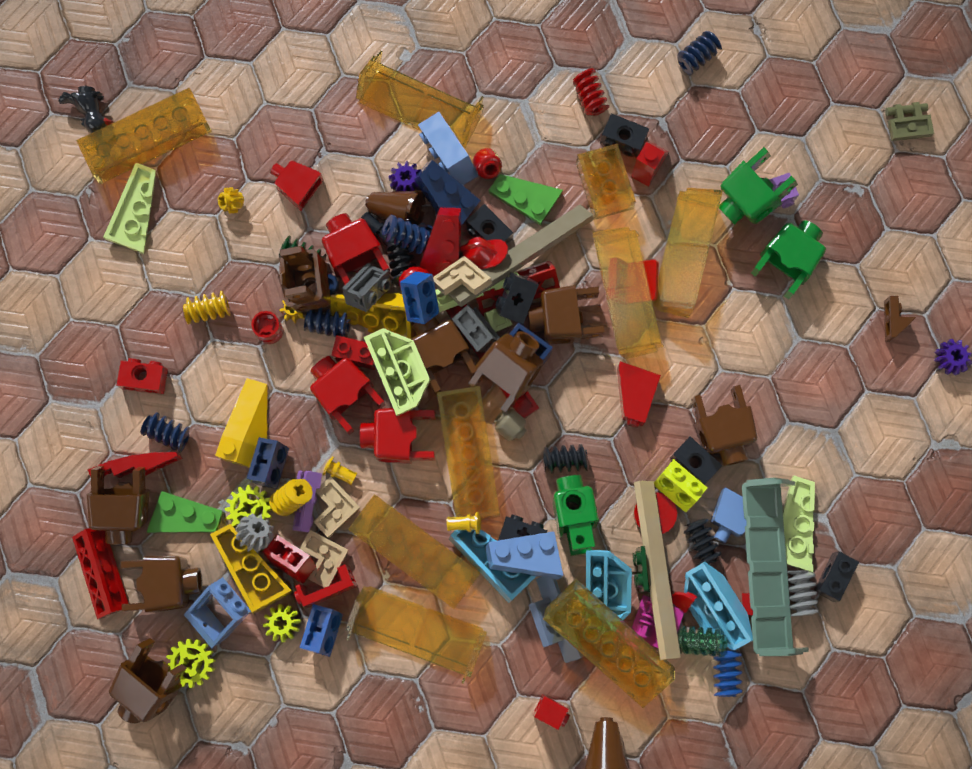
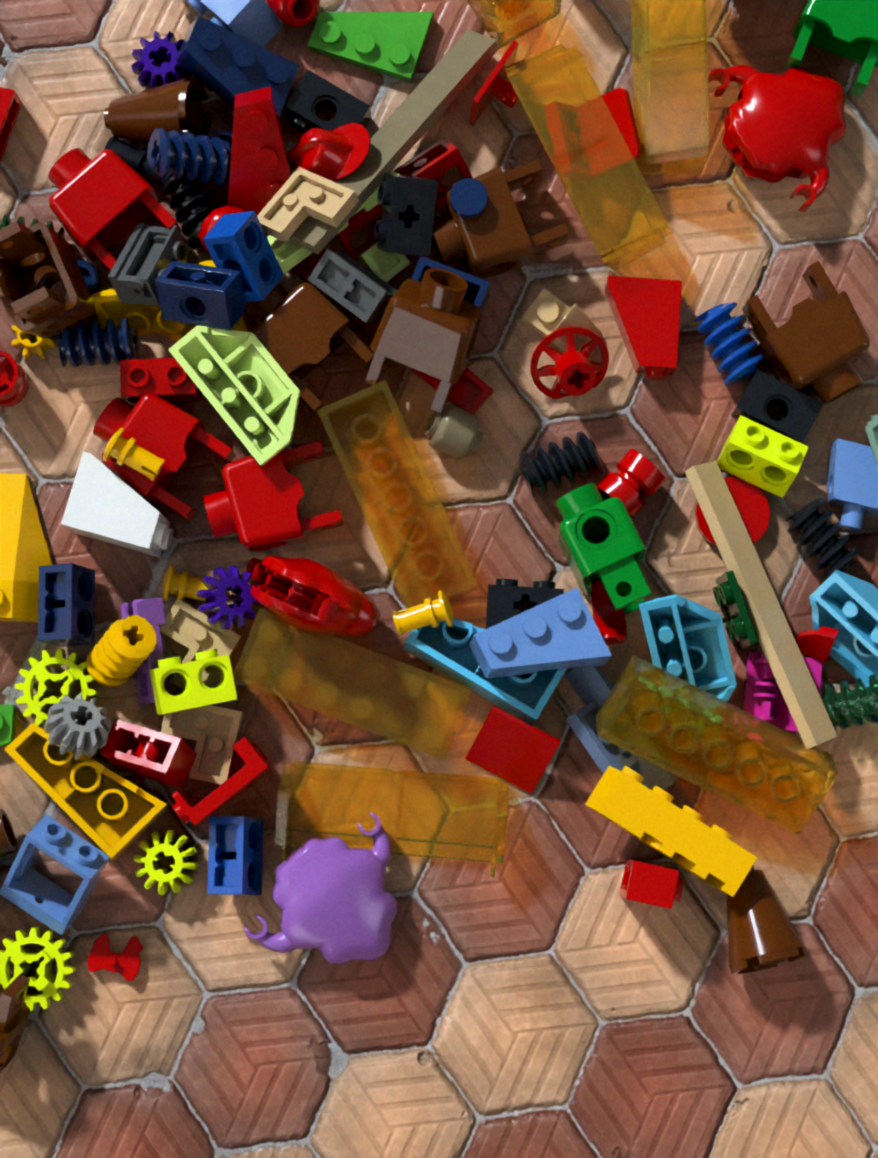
camera: 15 degrees left, 5 degrees up
(242, 674) = (126, 964): none -> red piece
(308, 418) = (112, 512): none -> white slope
(324, 531) = (194, 691): none -> neon yellow brick
(327, 390) = (132, 455): none -> yellow pin
(366, 484) = (216, 597): none -> dark purple gear
(369, 671) = (334, 899): none -> medium lavender piece
(390, 312) = (201, 295): none -> dark blue brick
(405, 496) = (312, 596): none -> red piece
(494, 613) = (512, 749): none -> red piece
(553, 298) = (468, 198): none -> dark blue tile
(568, 558) = (609, 621): none -> red helmet
(570, 684) = (671, 830): none -> yellow wedge
(586, 240) = (496, 86): none -> red piece
(586, 407) = (572, 368): none -> red wheel
(587, 381) = (551, 314): none -> tan slope
(602, 480) = (632, 482): none -> red wheel
(678, 415) = (729, 343): none -> blue piece
(741, 303) = (783, 125): none -> red piece

